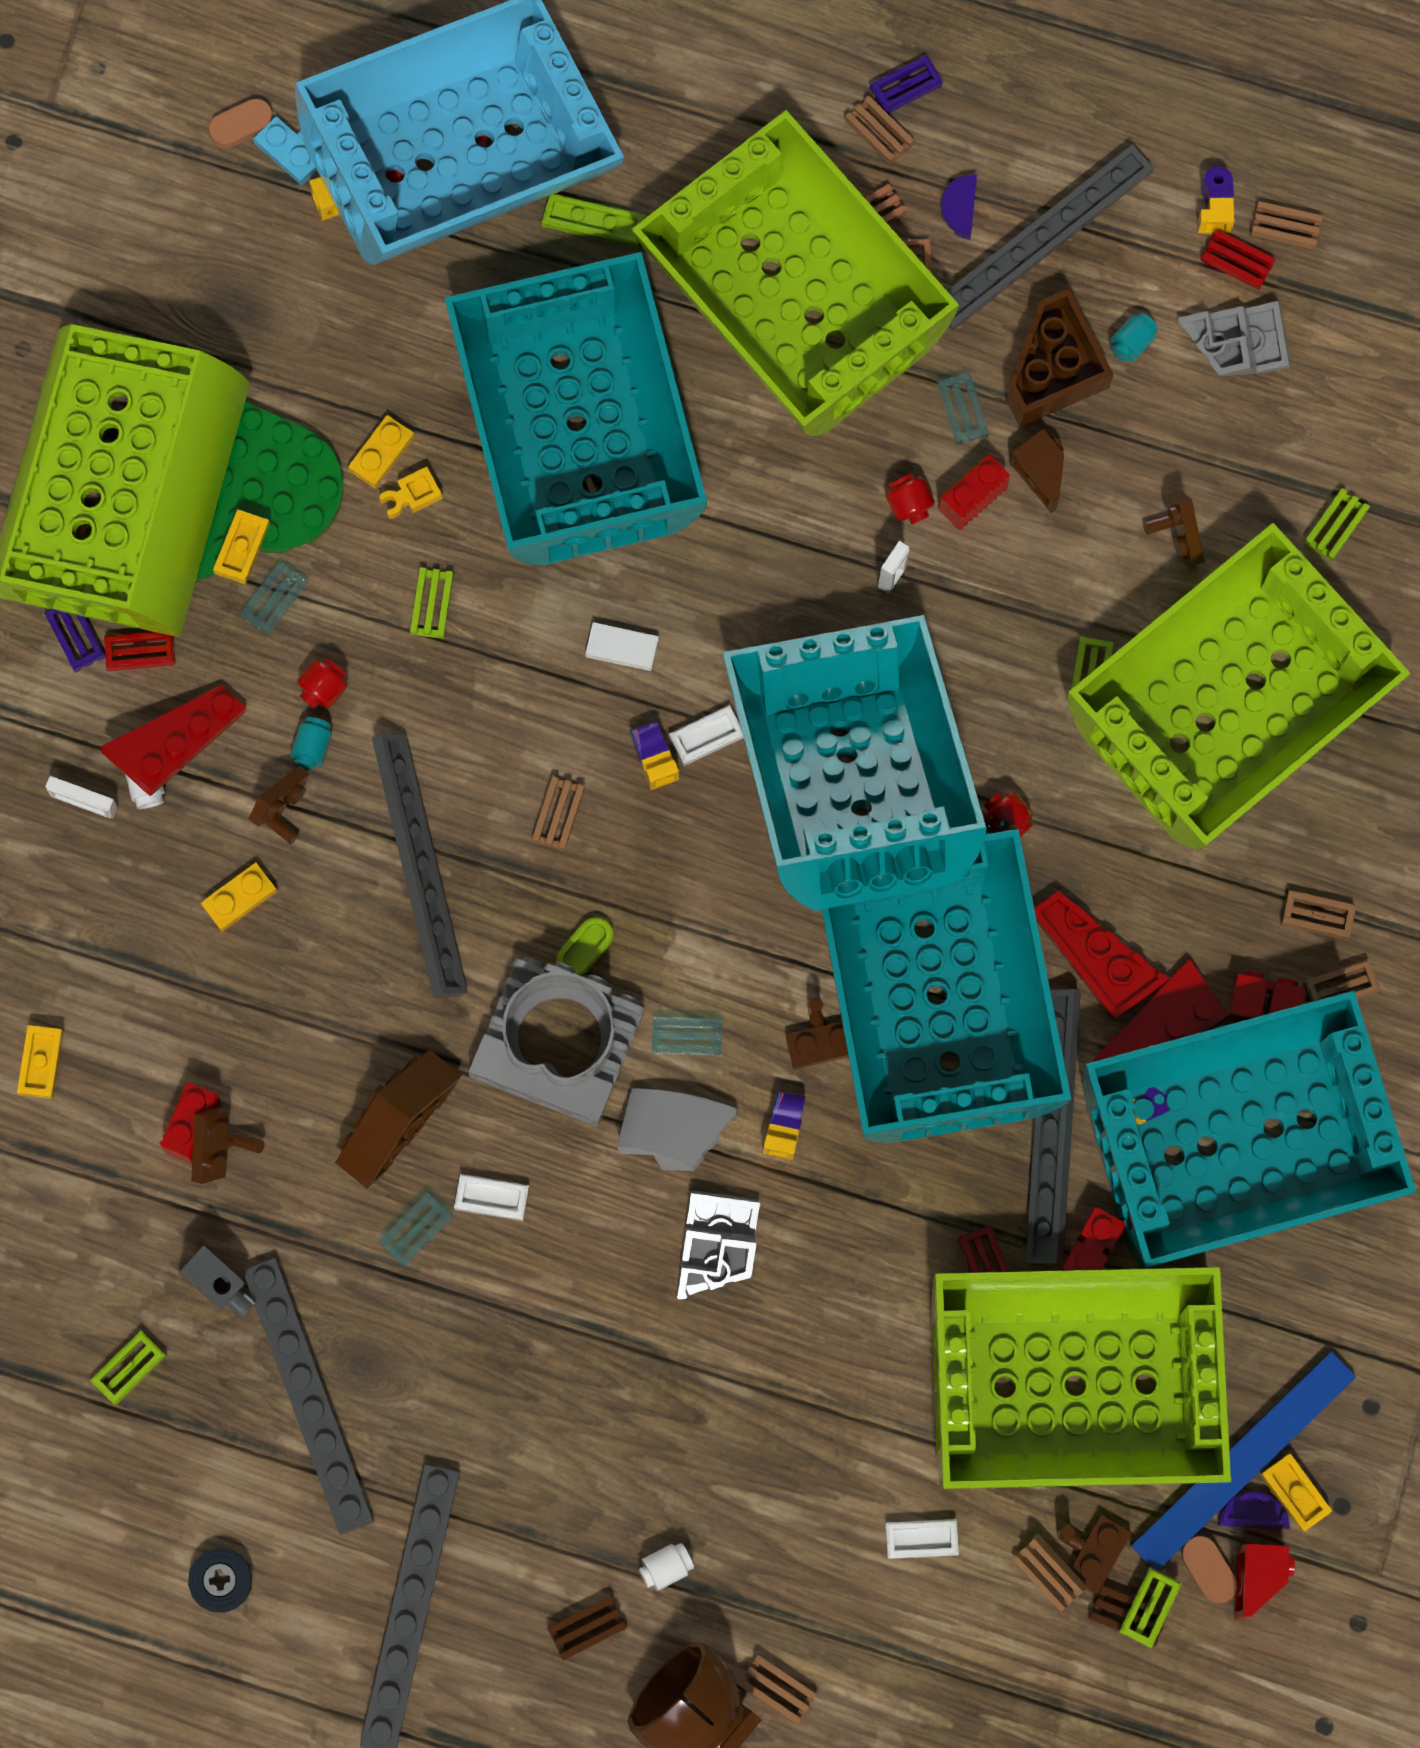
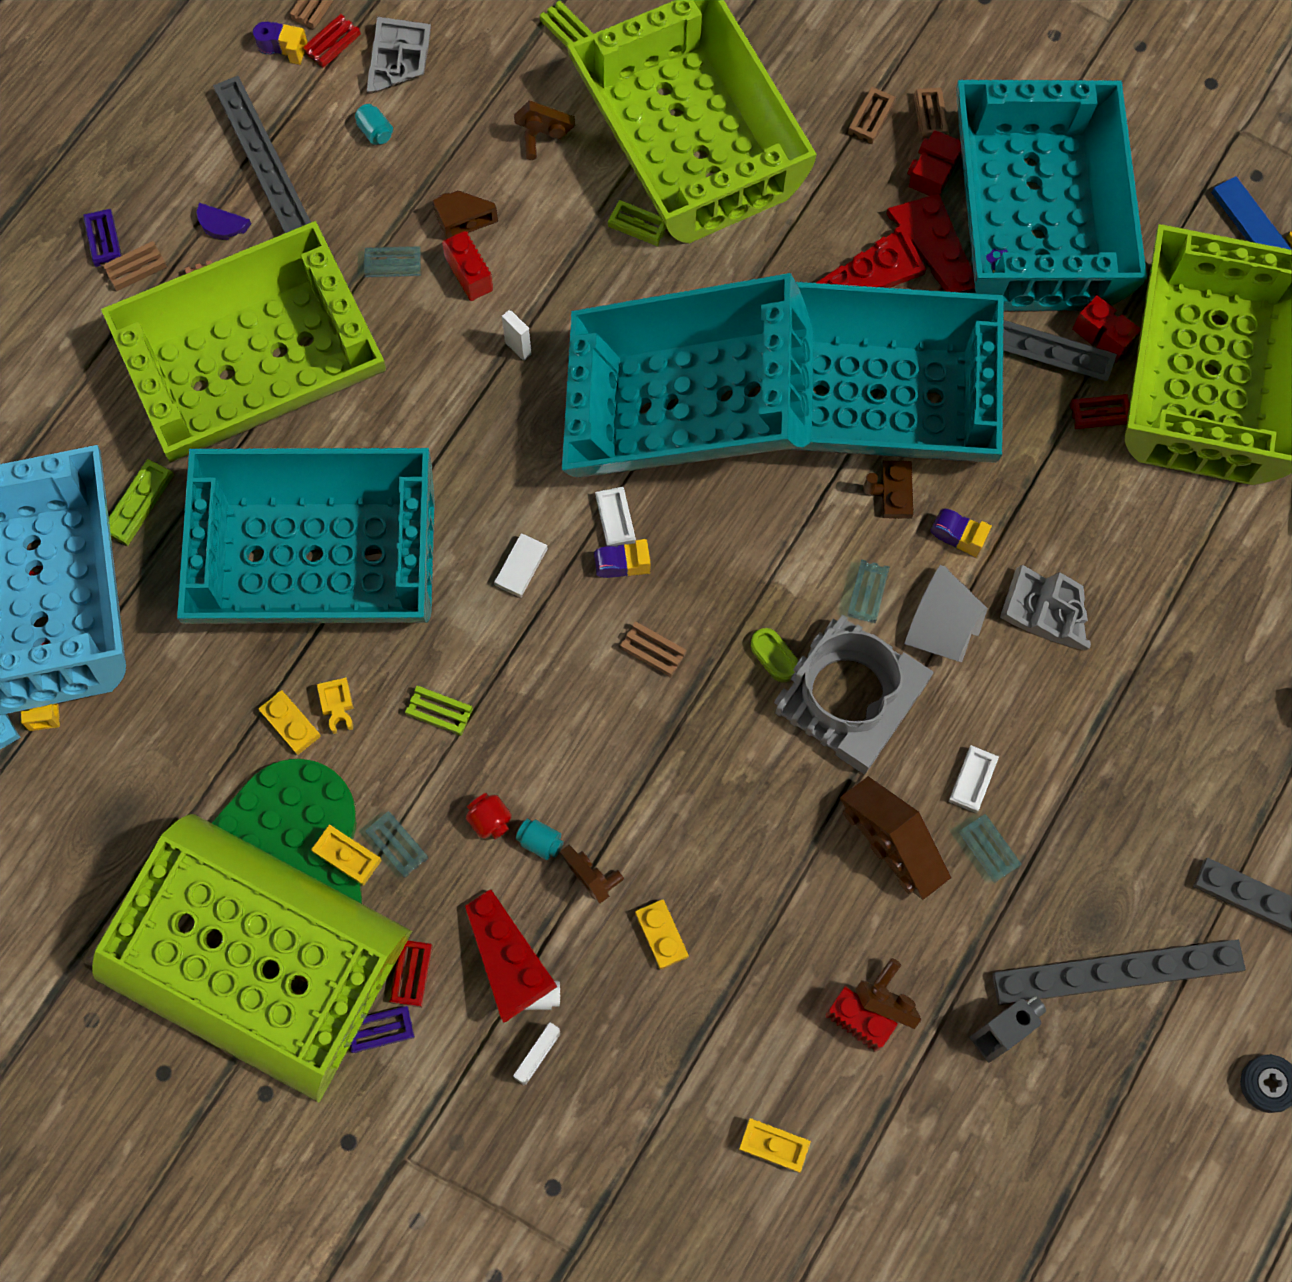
camera: 75 degrees left, 5 degrees down
(138, 1377) = (1072, 1154): lime tile -> none
(419, 865) = (671, 771): dark grey plate -> none
(910, 498) = (458, 314): red head -> none
(1057, 362) = (375, 179): reddish brown brick -> none

